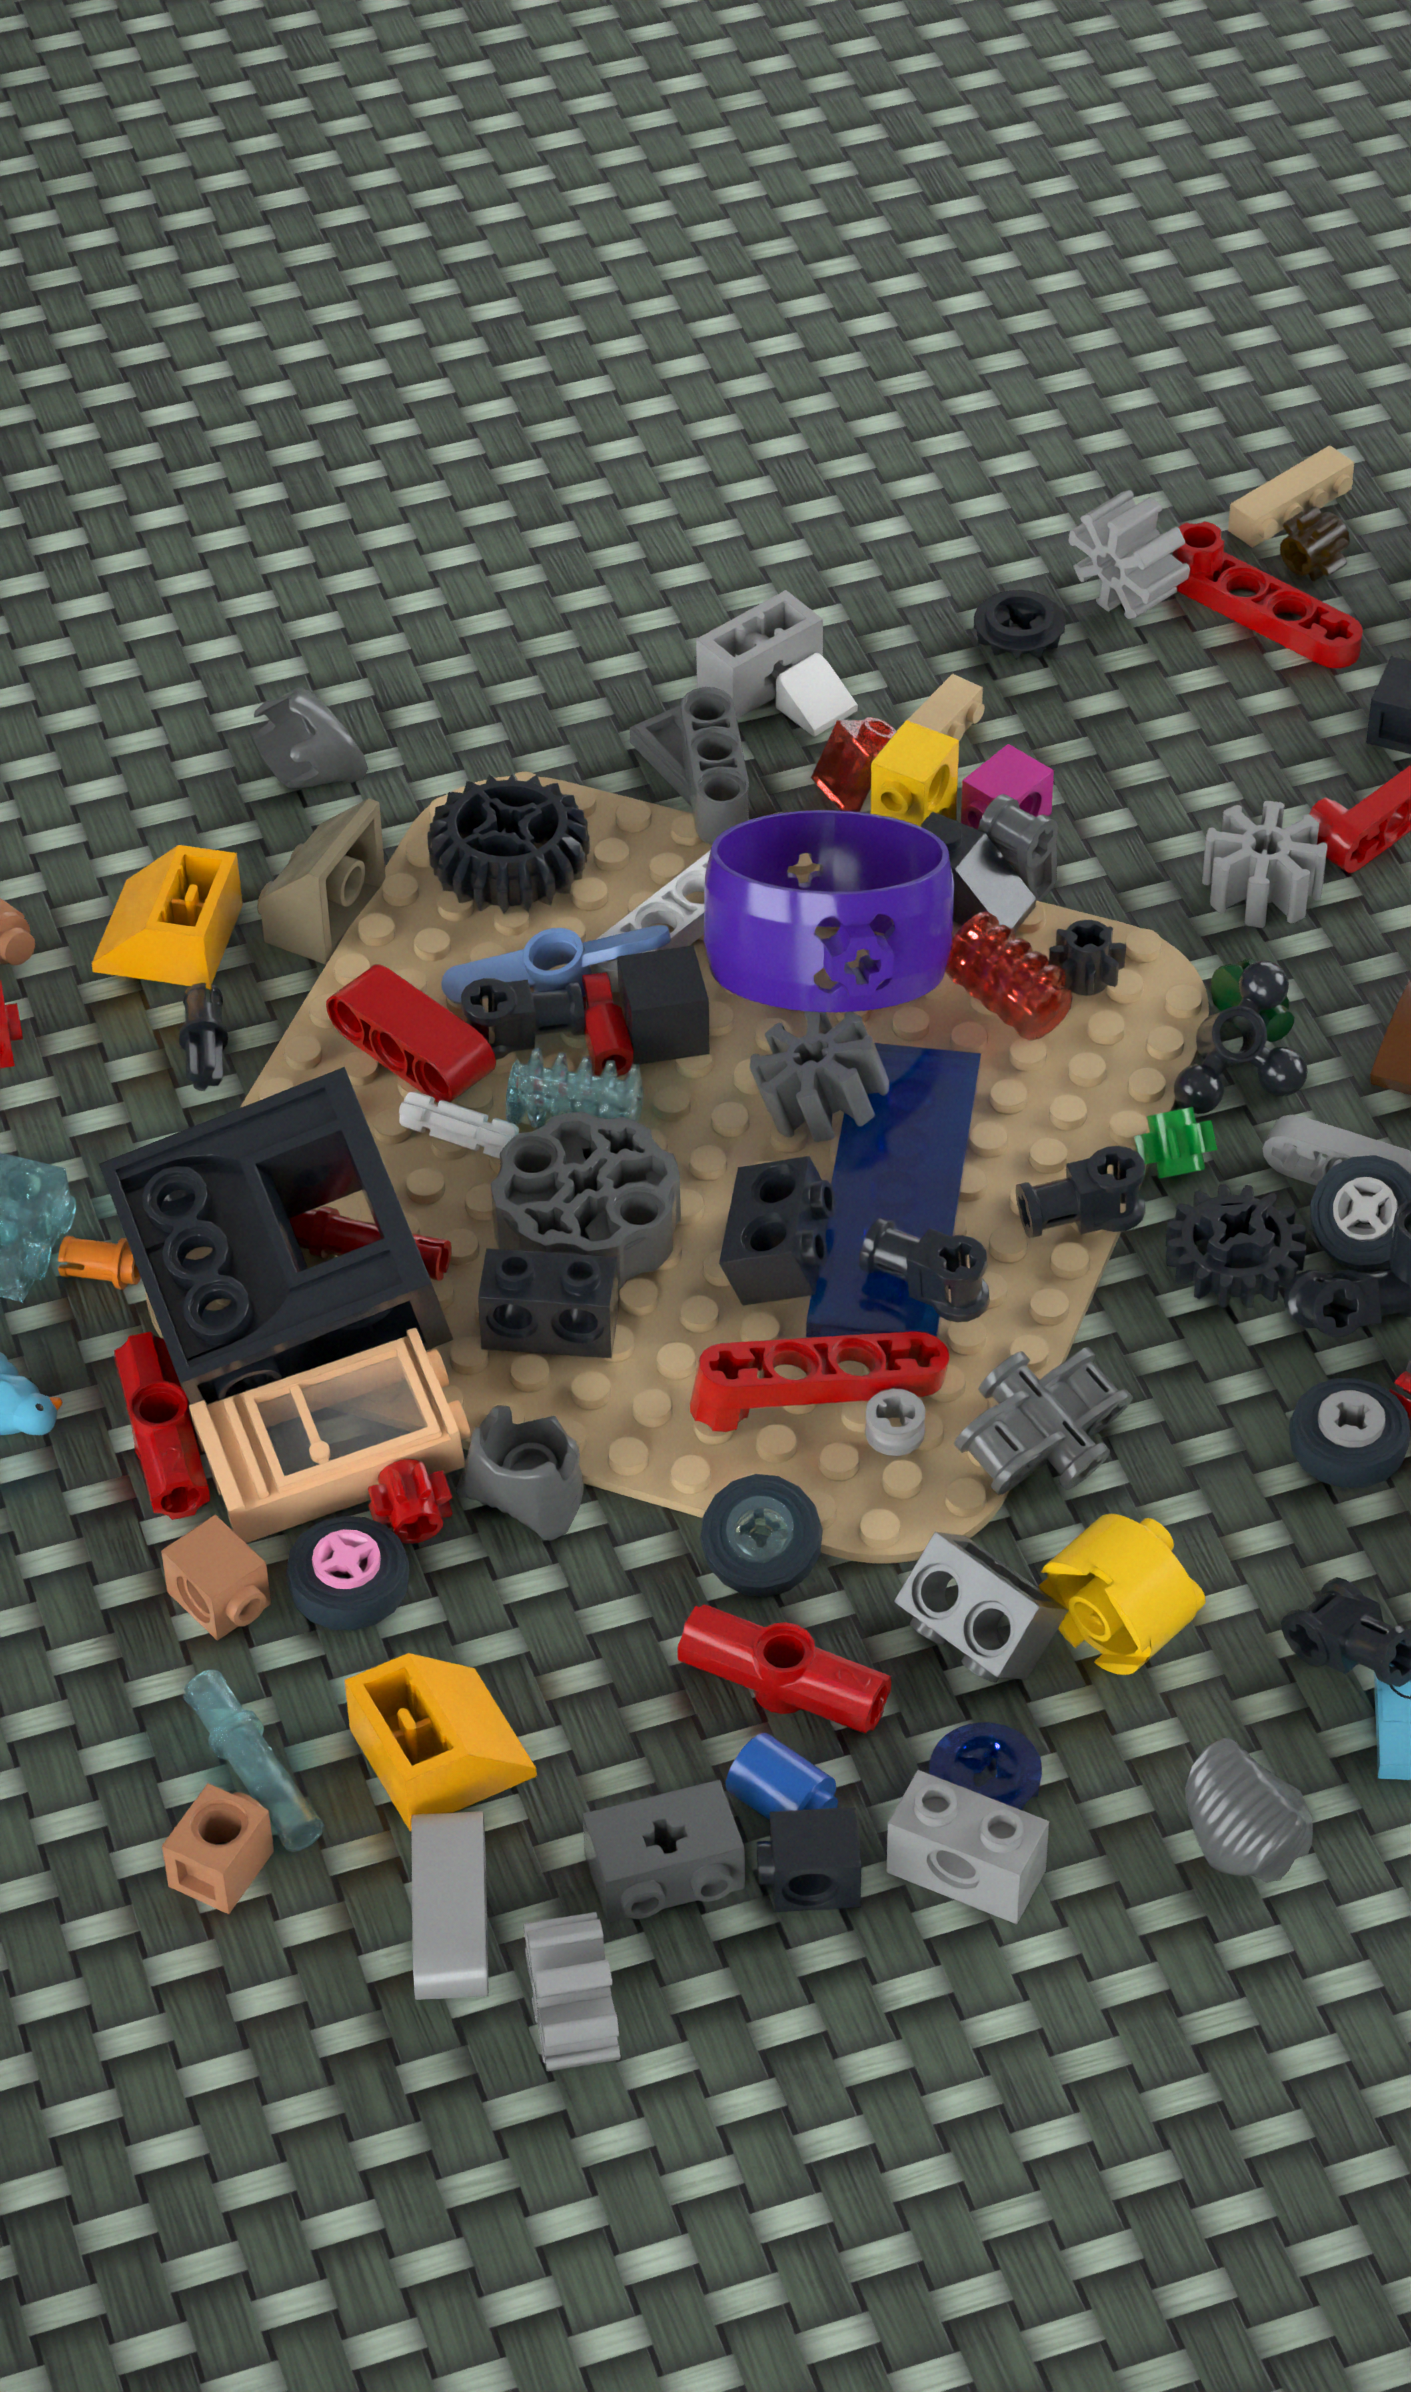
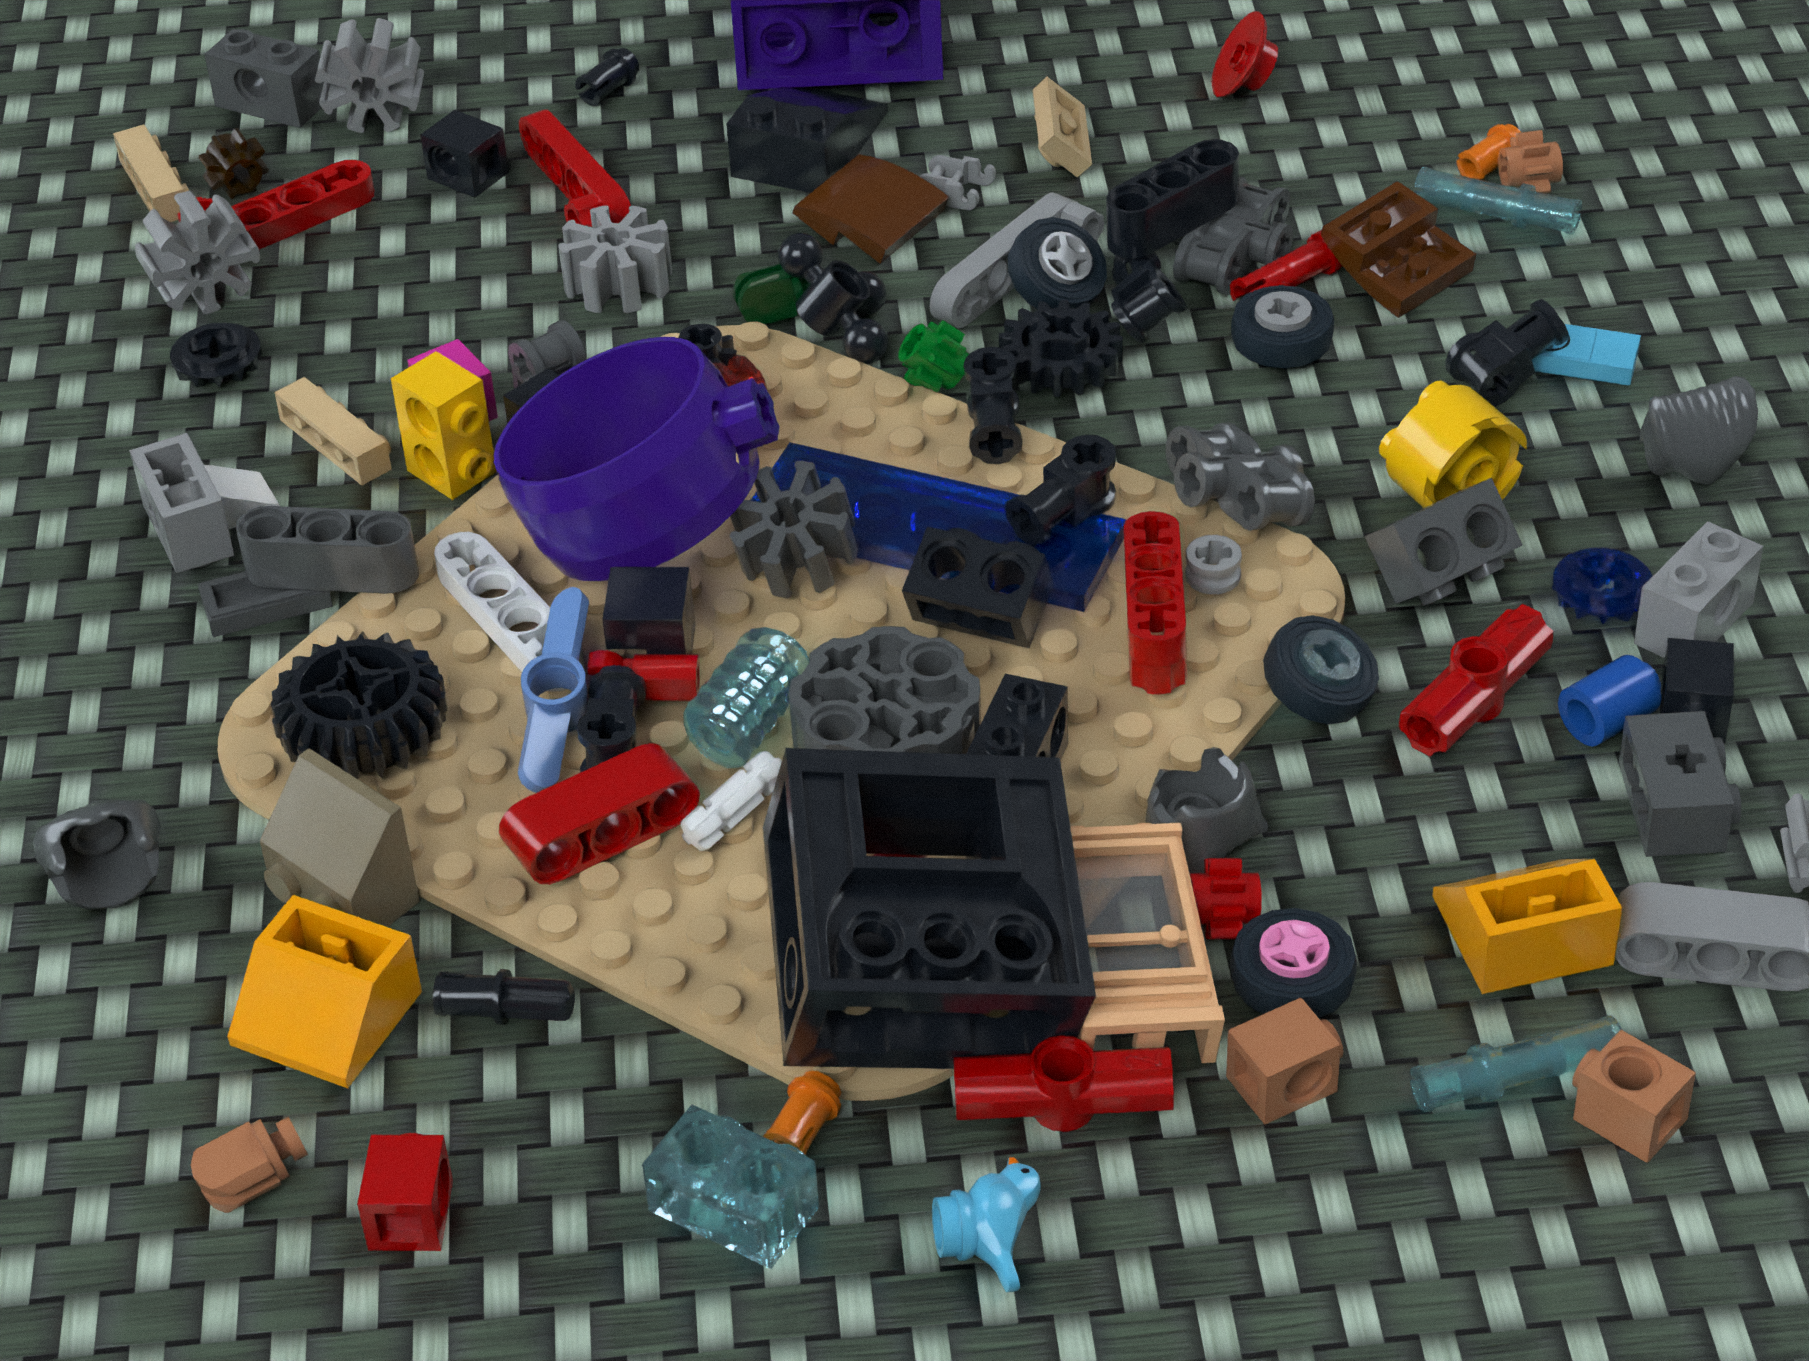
camera: 75 degrees left, 5 degrees down
(847, 761) = (361, 467): clear red bracket -> none

